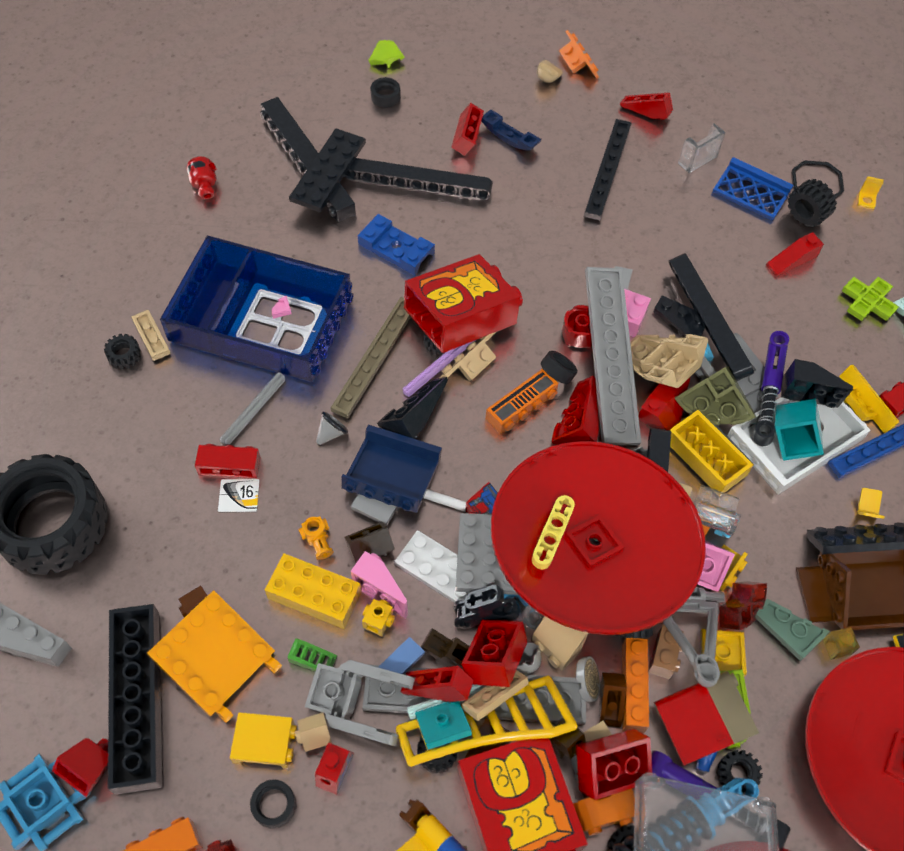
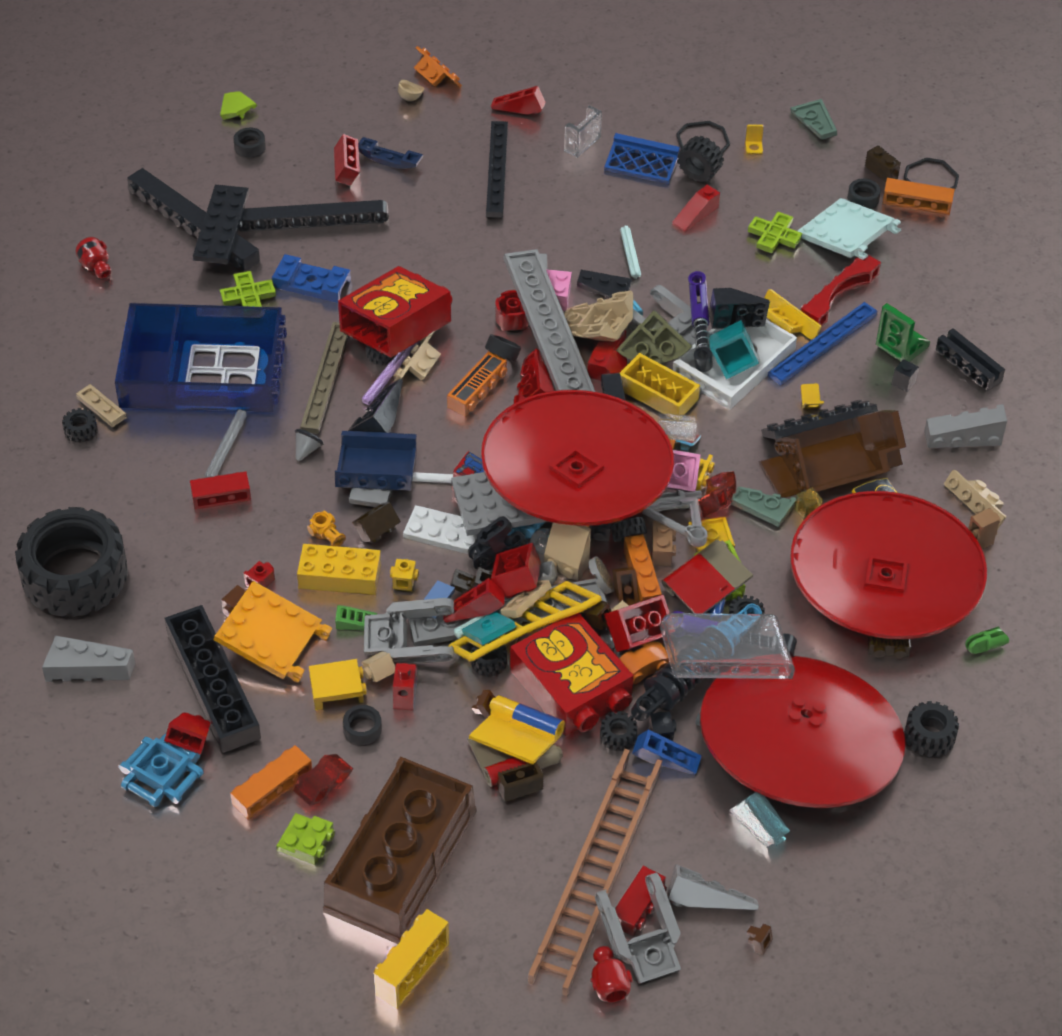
camera: 15 degrees left, 10 degrees down
(231, 582) = (260, 573): none -> red brick
(238, 495) = (239, 517): sticker -> none
(281, 308) = (228, 348): bright pink tile -> none
(331, 245) = (247, 291): none -> lime plate
(378, 582) = (398, 544): bright pink slope -> none
(552, 531) = (536, 462): light yellow beam -> none
(711, 317) = (629, 274): black beam -> none
(716, 283) = (630, 252): none -> light aqua axle

